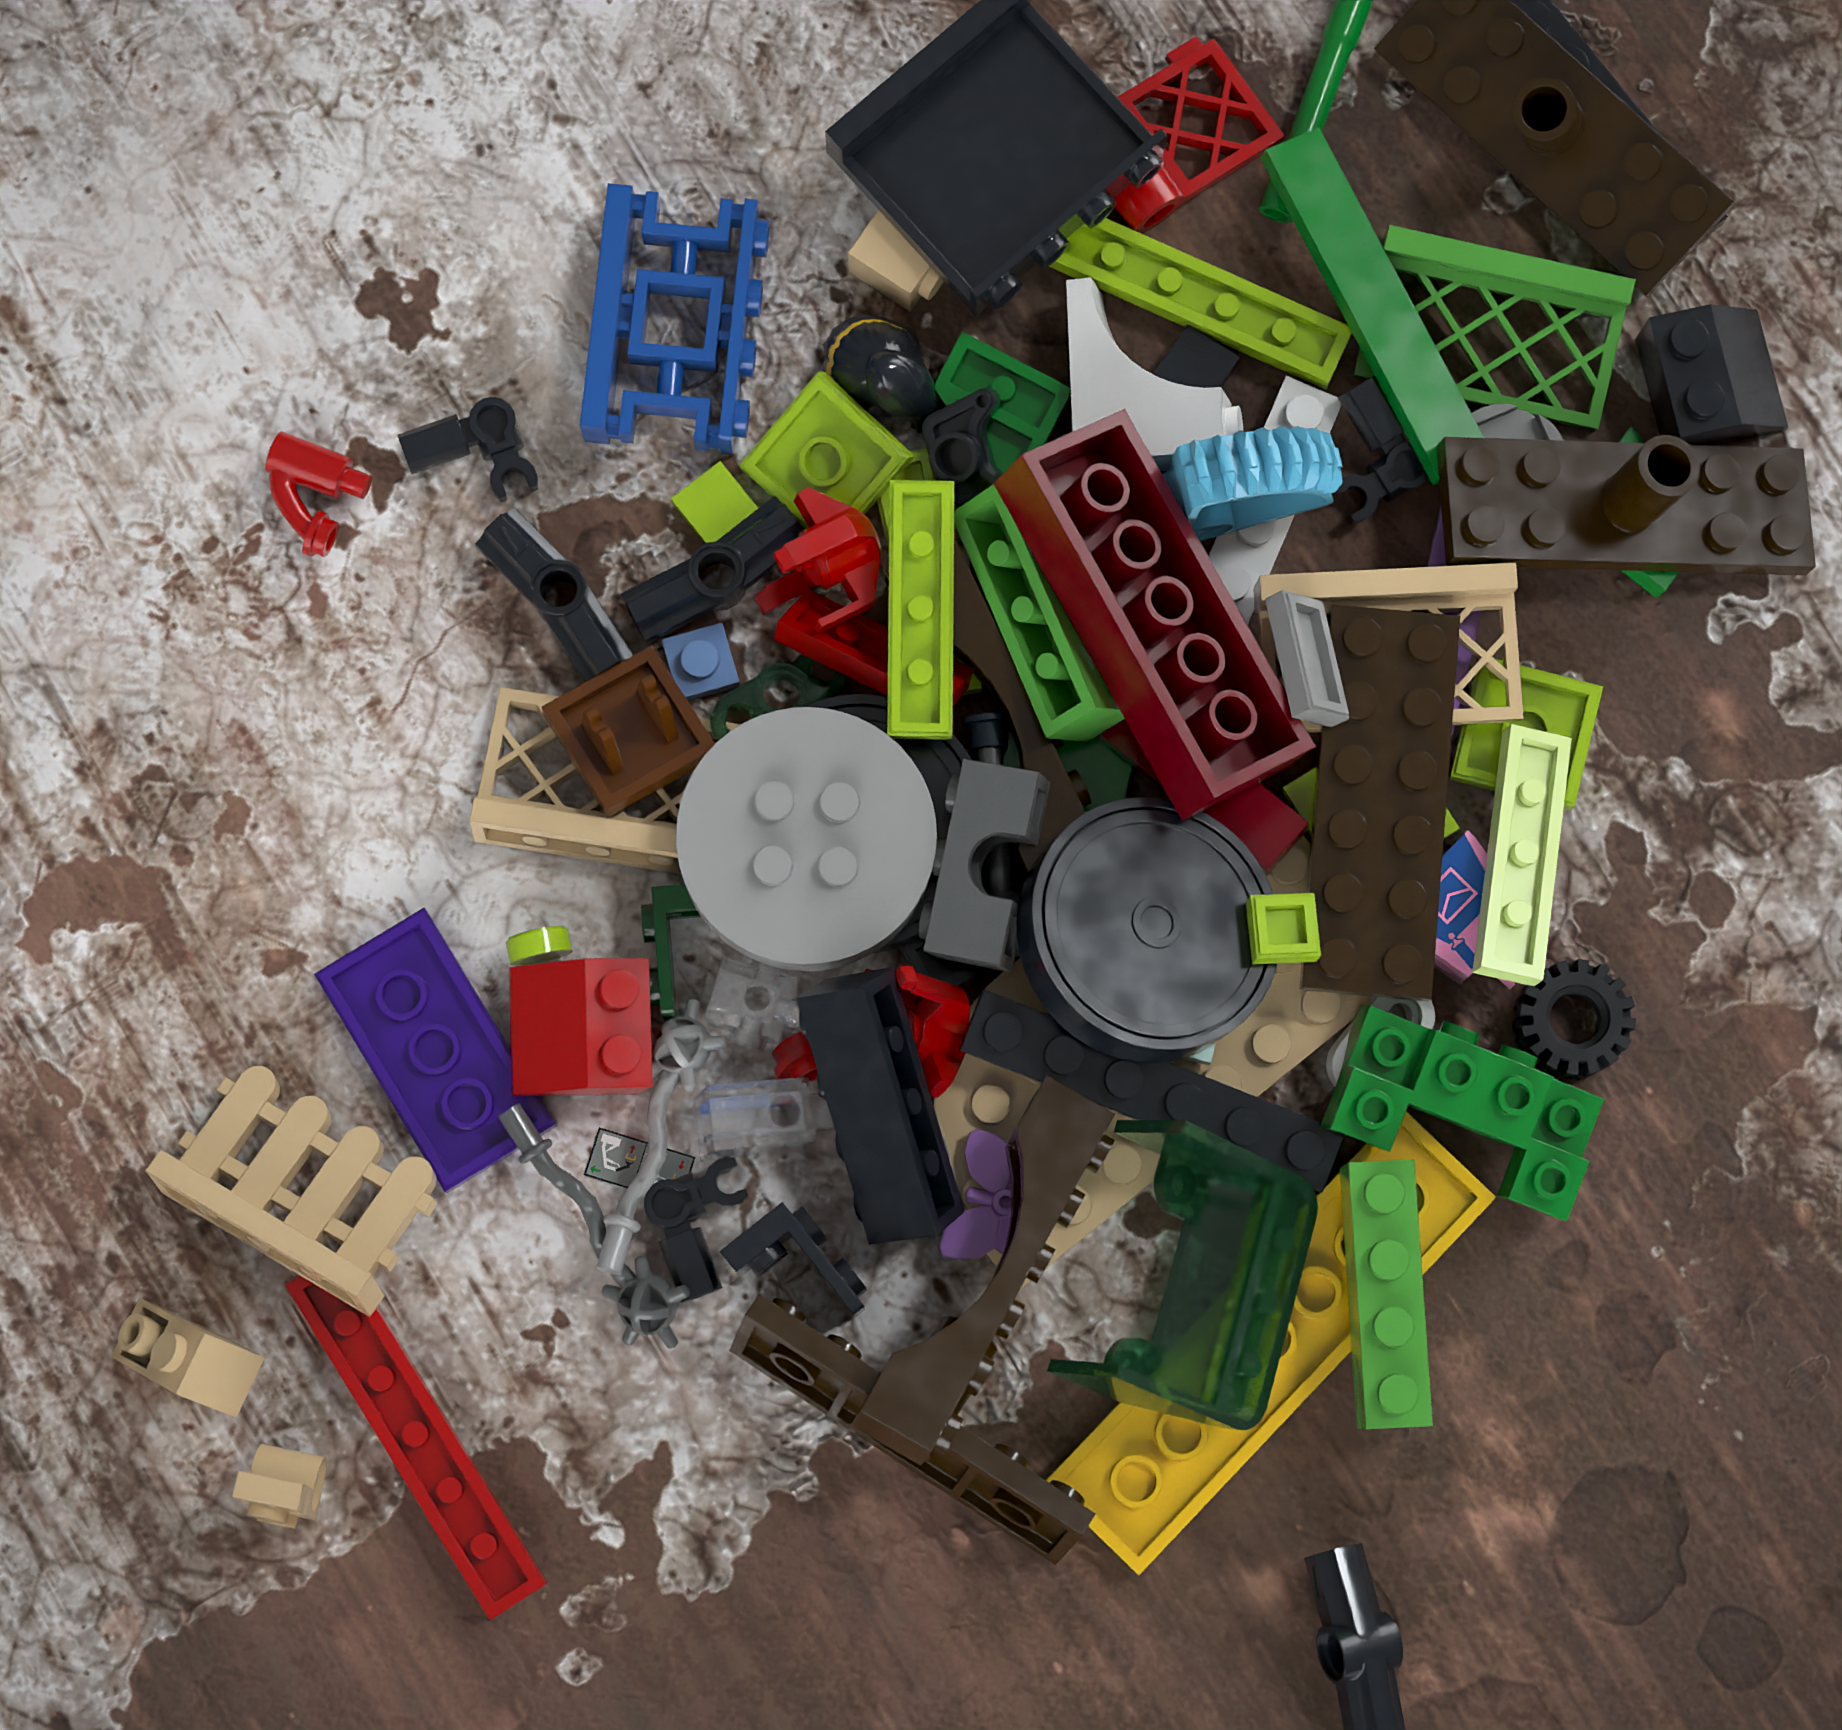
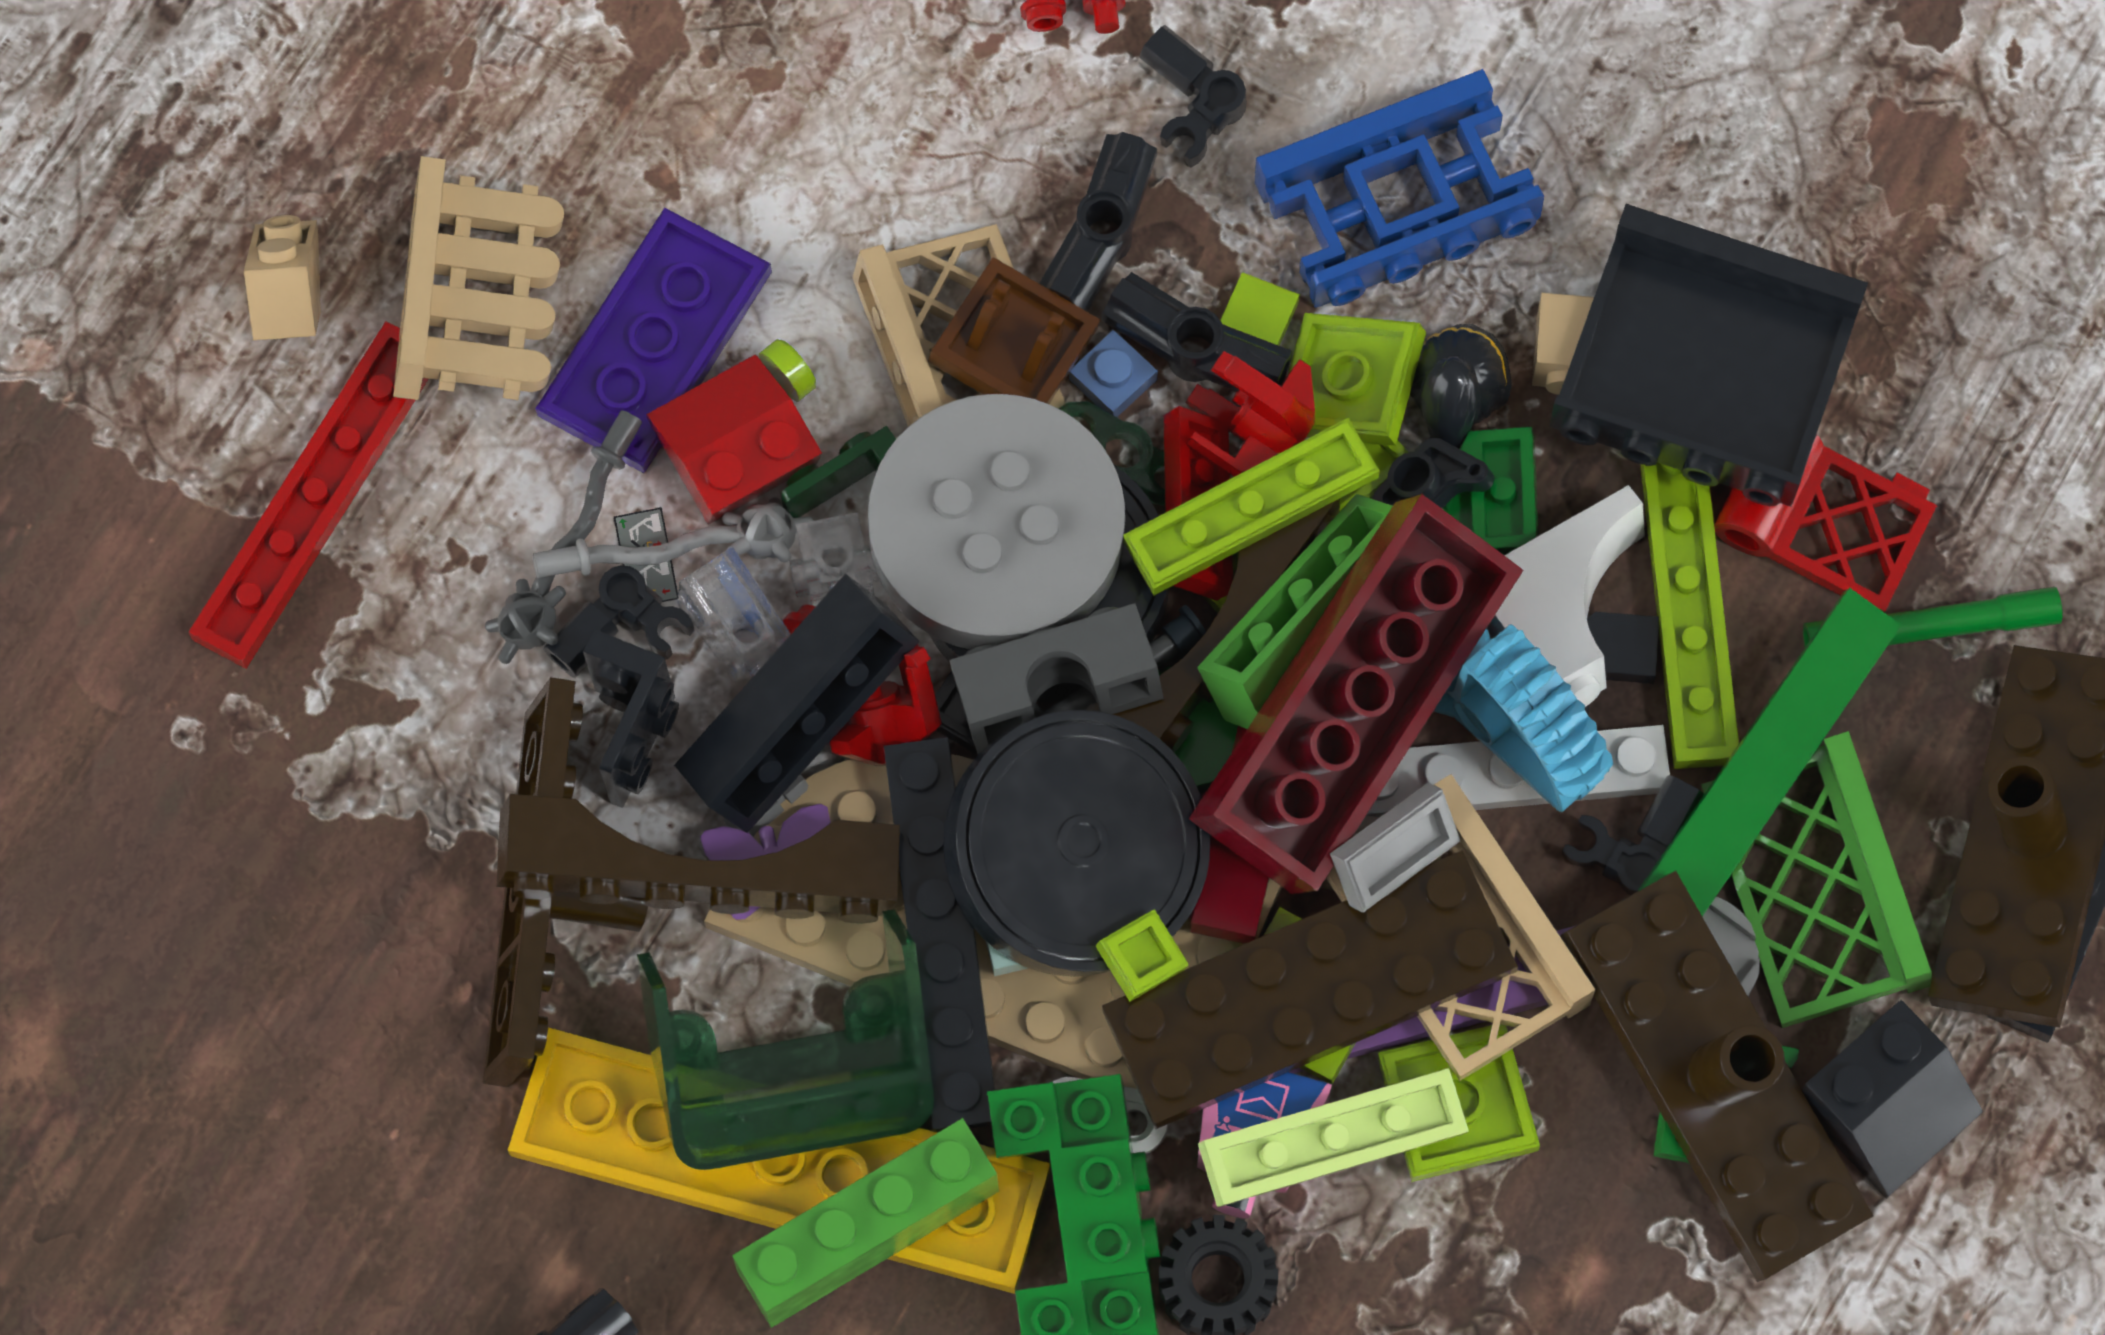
camera: 65 degrees right, 10 degrees down
(282, 1485) = (213, 405): tan plate -> none

